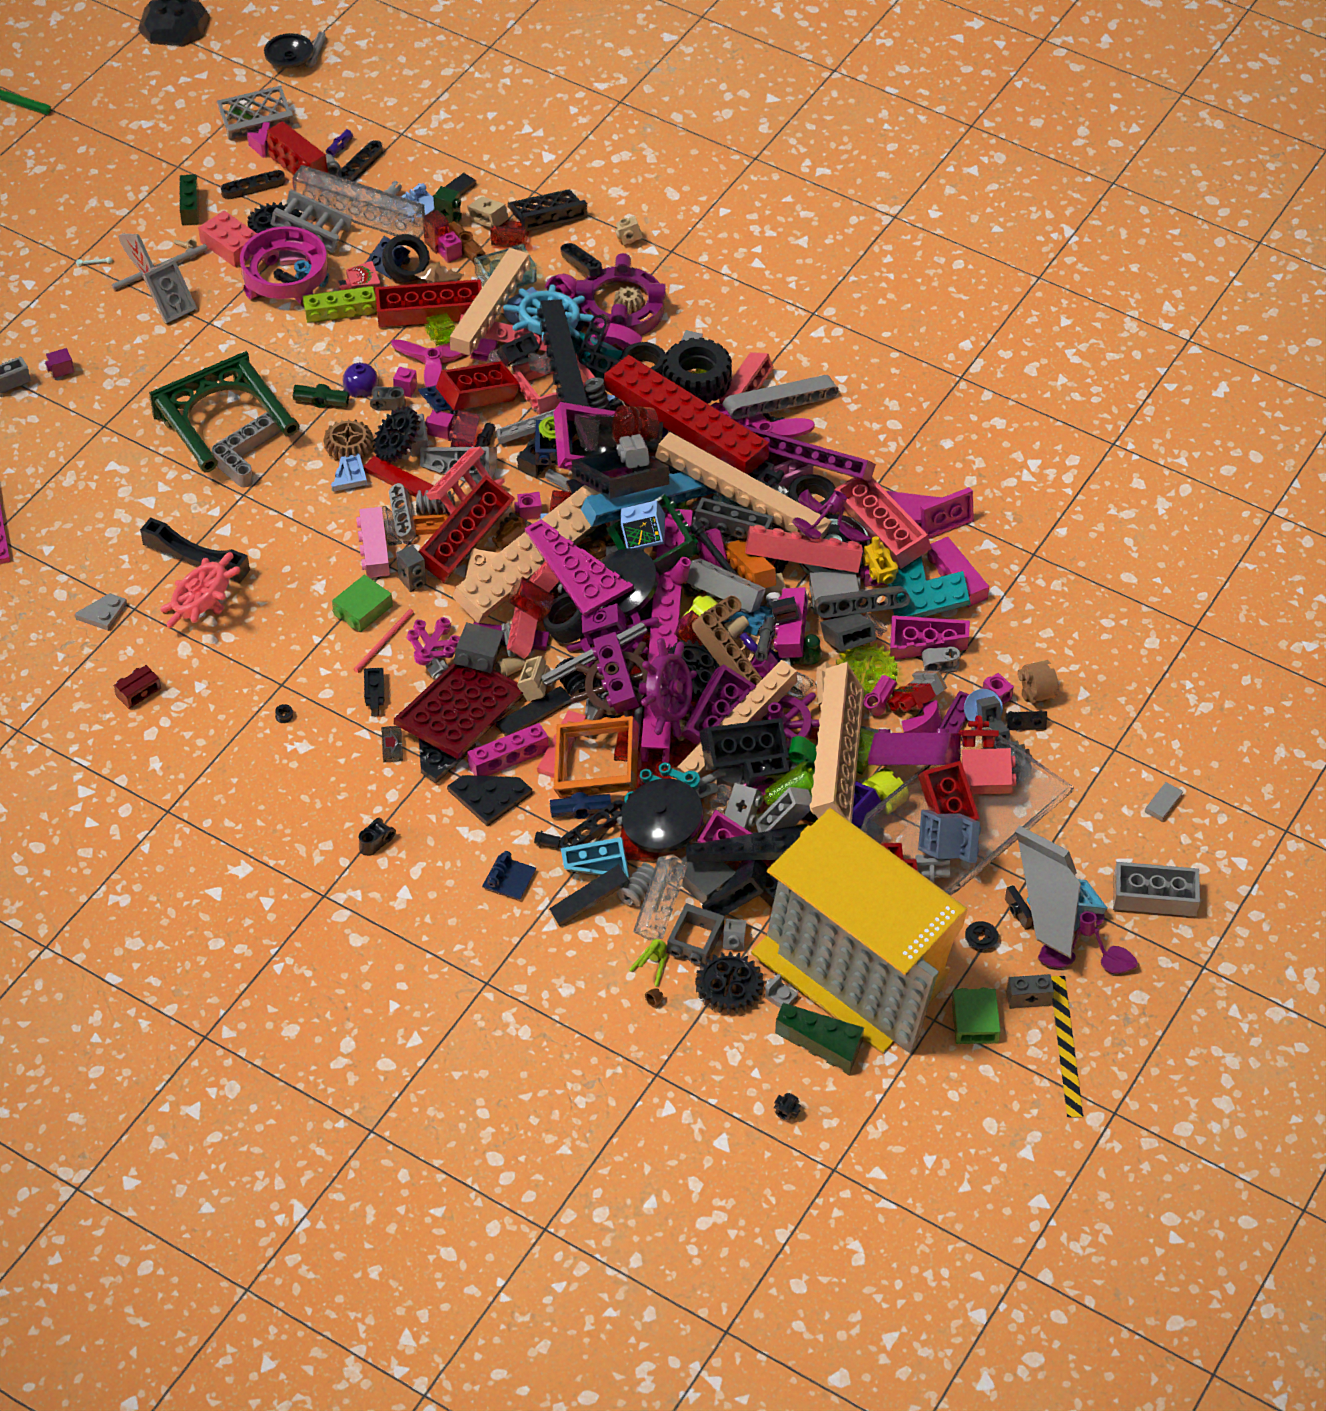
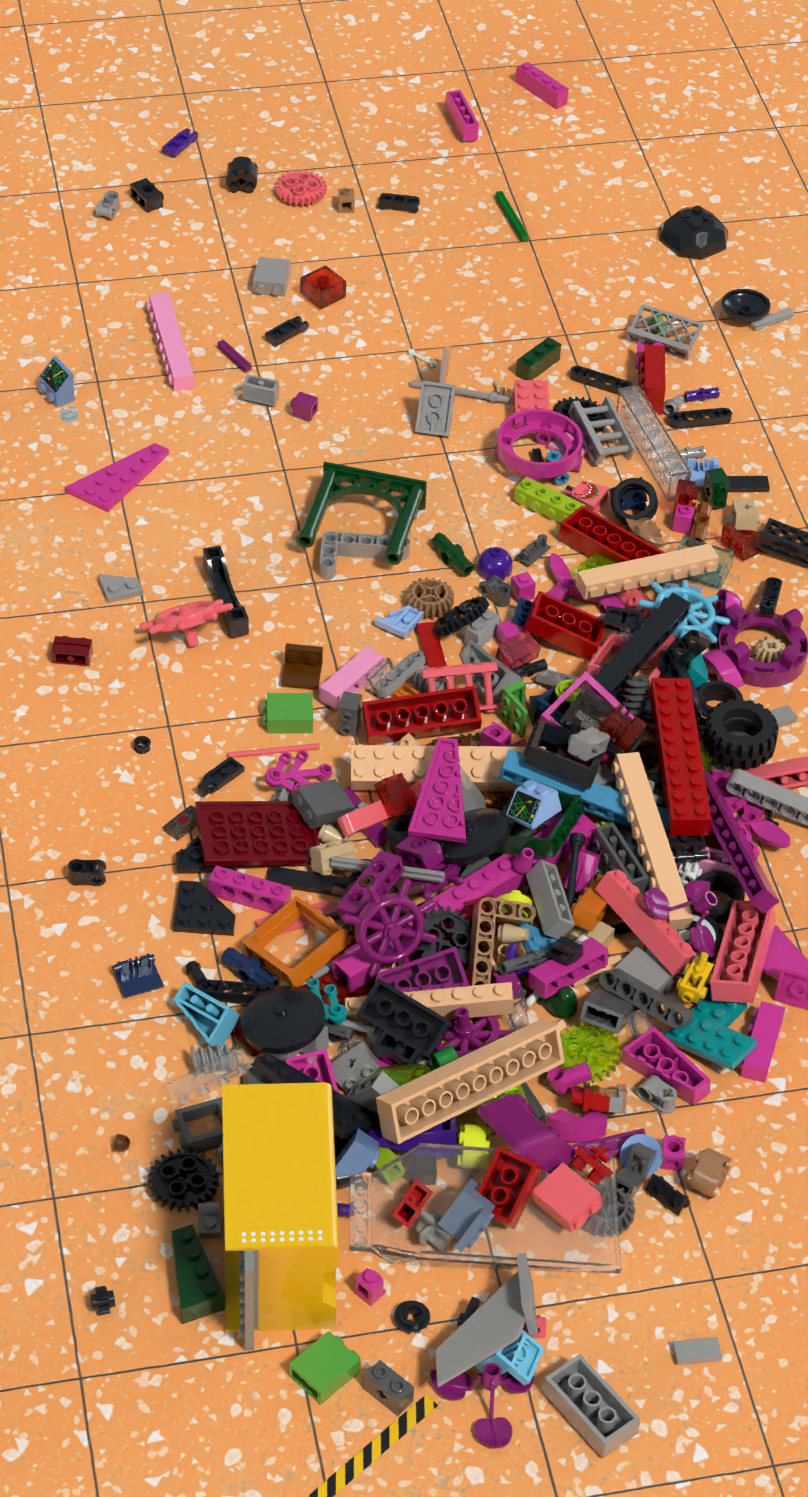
camera: 45 degrees right, 5 degrees down
(325, 562) = (302, 666): none -> reddish brown bracket
(373, 348) = (534, 550): none -> dark grey hinge
(520, 475) = (513, 707): none -> bright green bracket
(589, 895) = (167, 1033): black tile -> none
(654, 952) = (163, 1112): lime plant -> none

